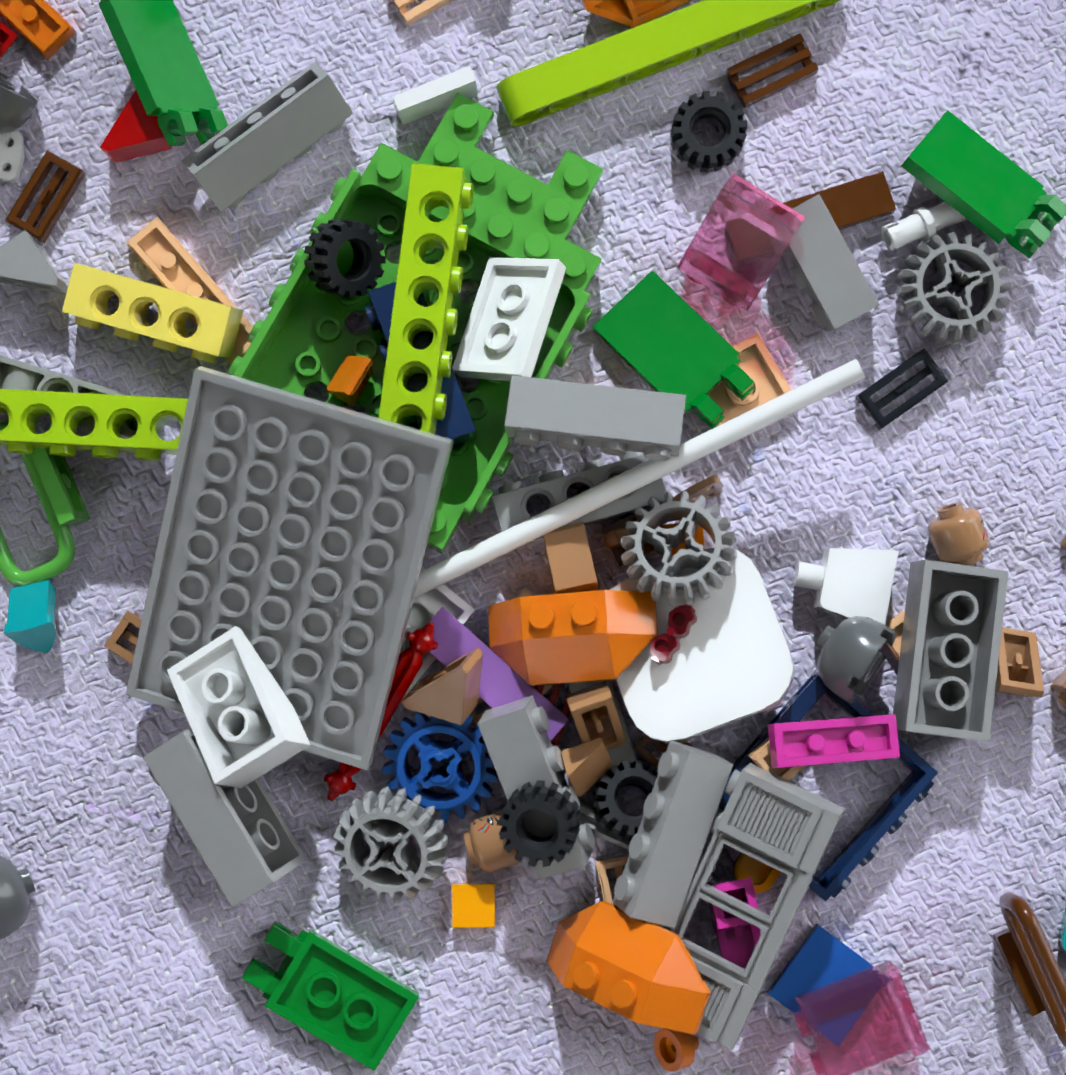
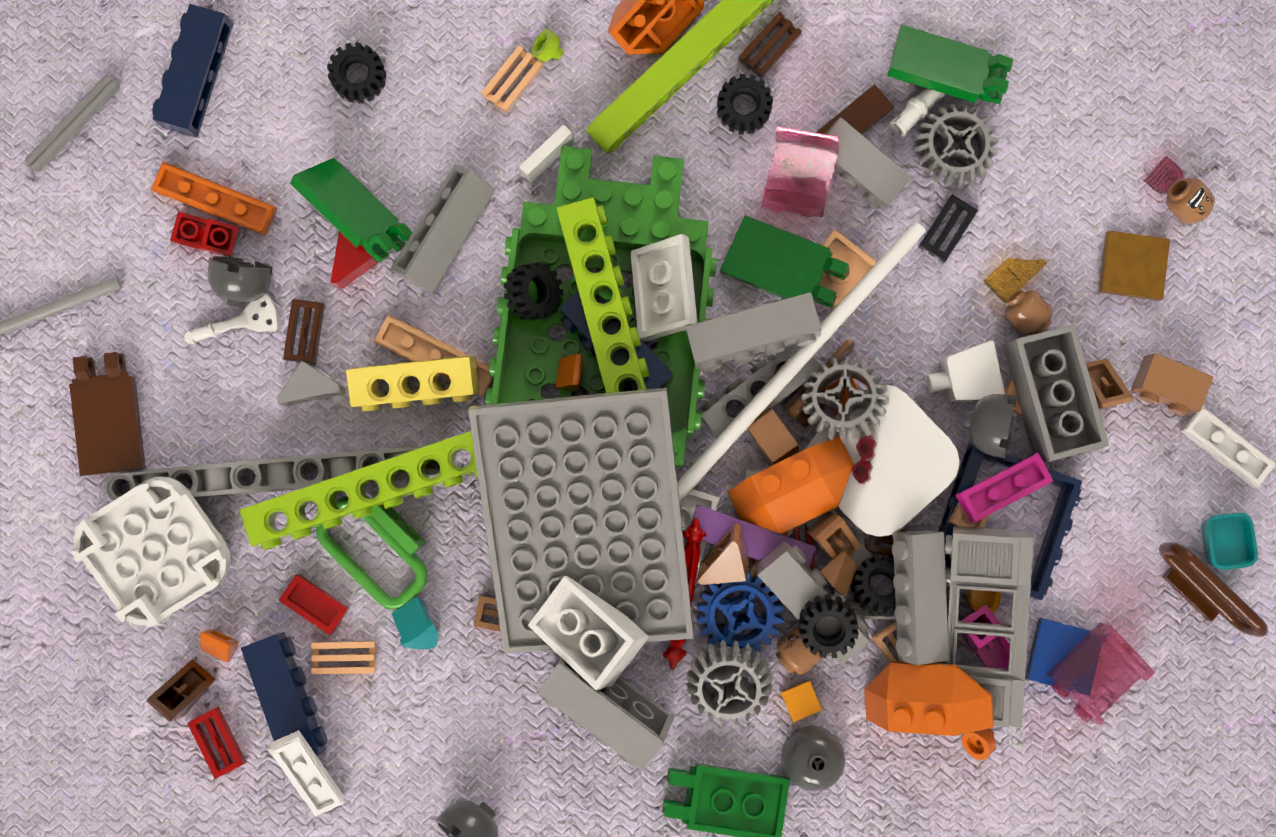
camera: 20 degrees left, 0 degrees up
(463, 963) = (804, 748): none -> dark grey cylinder
(958, 481) = (1012, 276): none -> clear yellow tile

